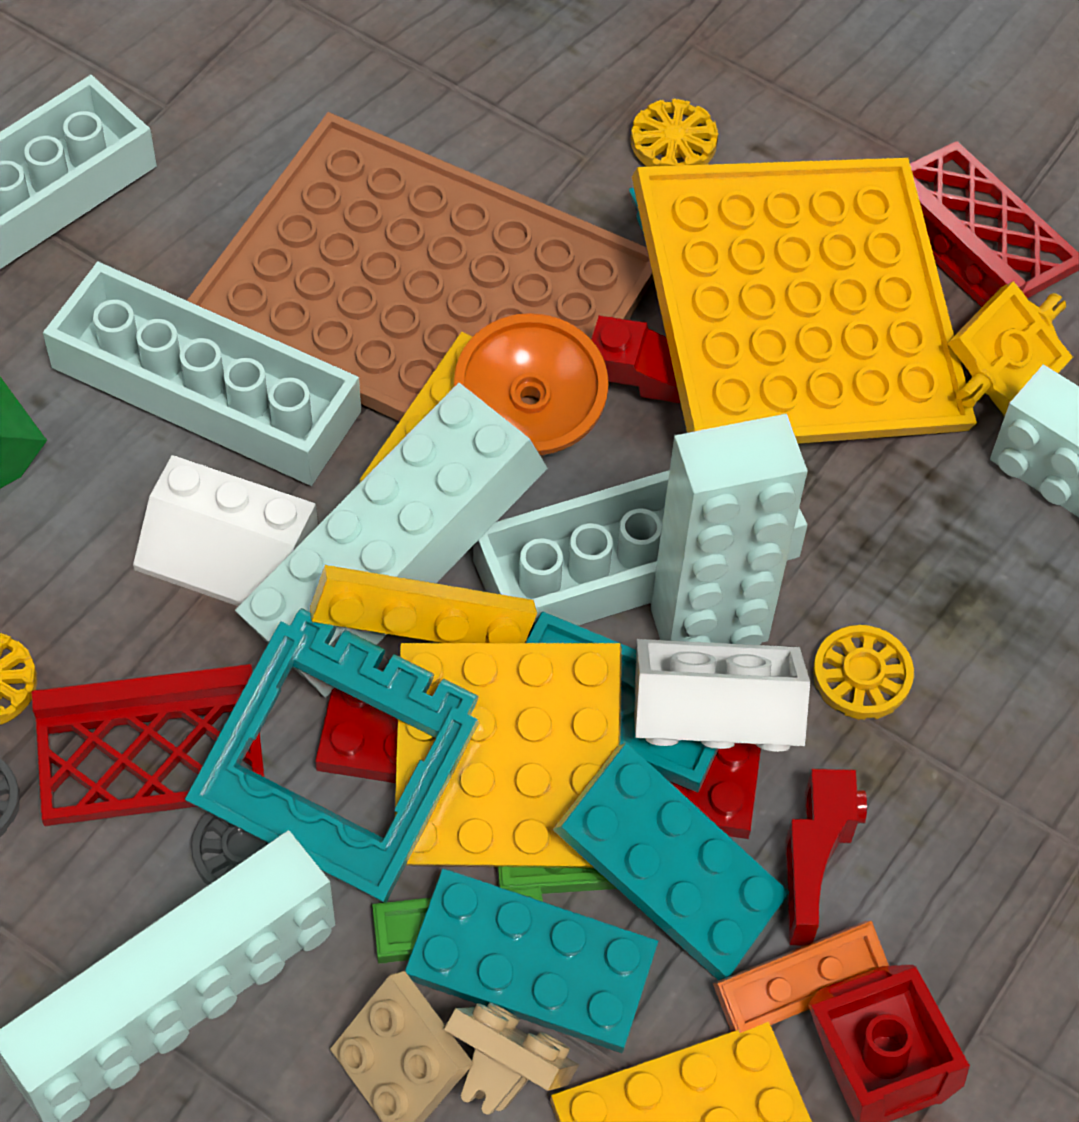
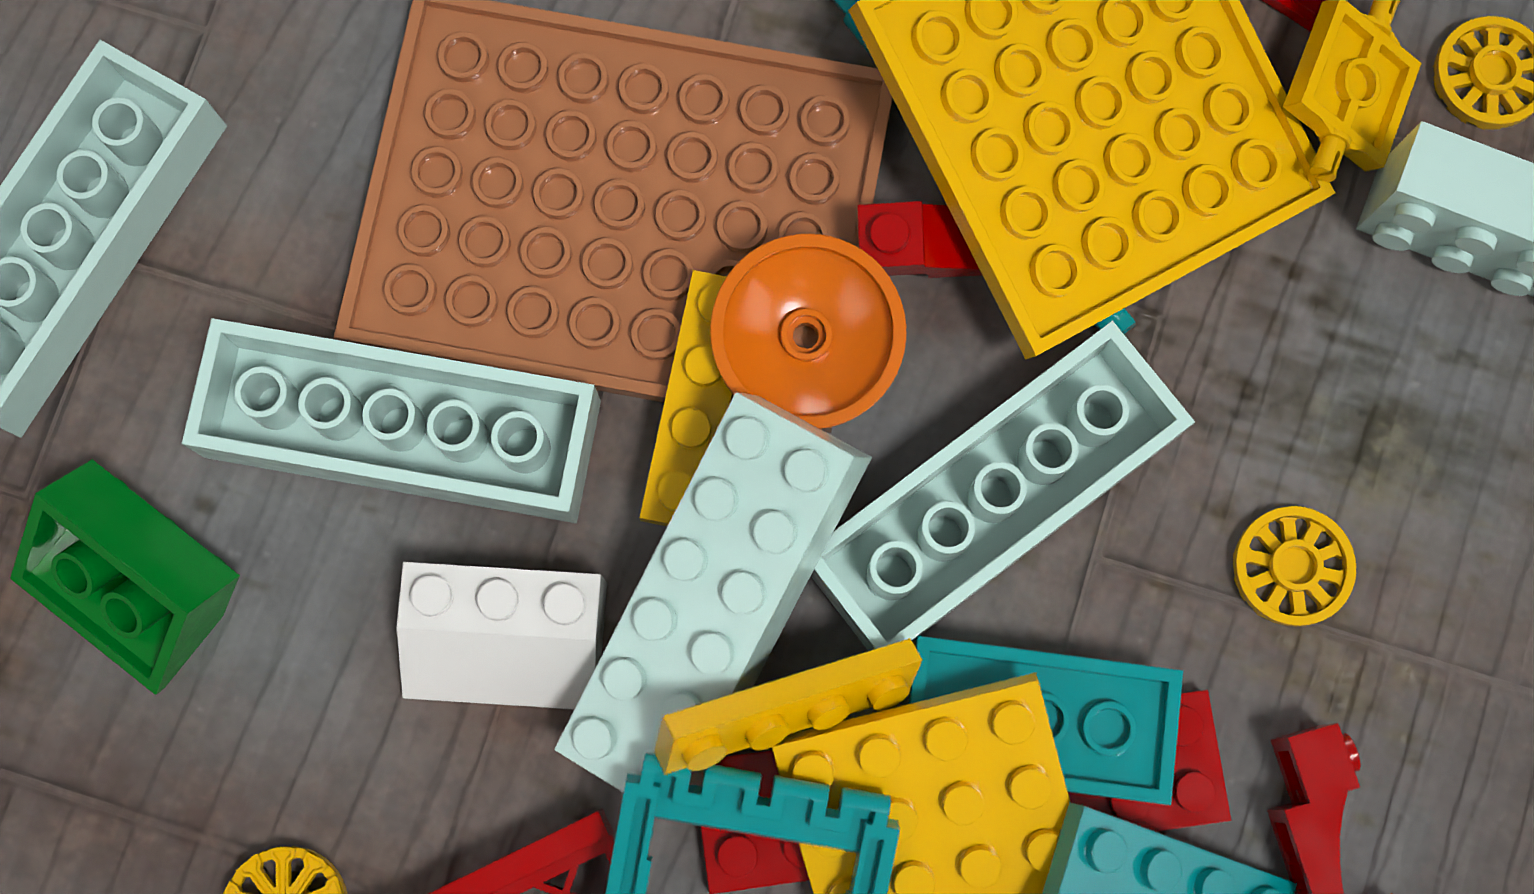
camera: 15 degrees left, 20 degrees up
(720, 694) = (1168, 691): white slope -> none
(727, 531) = (1150, 524): light aqua brick -> none

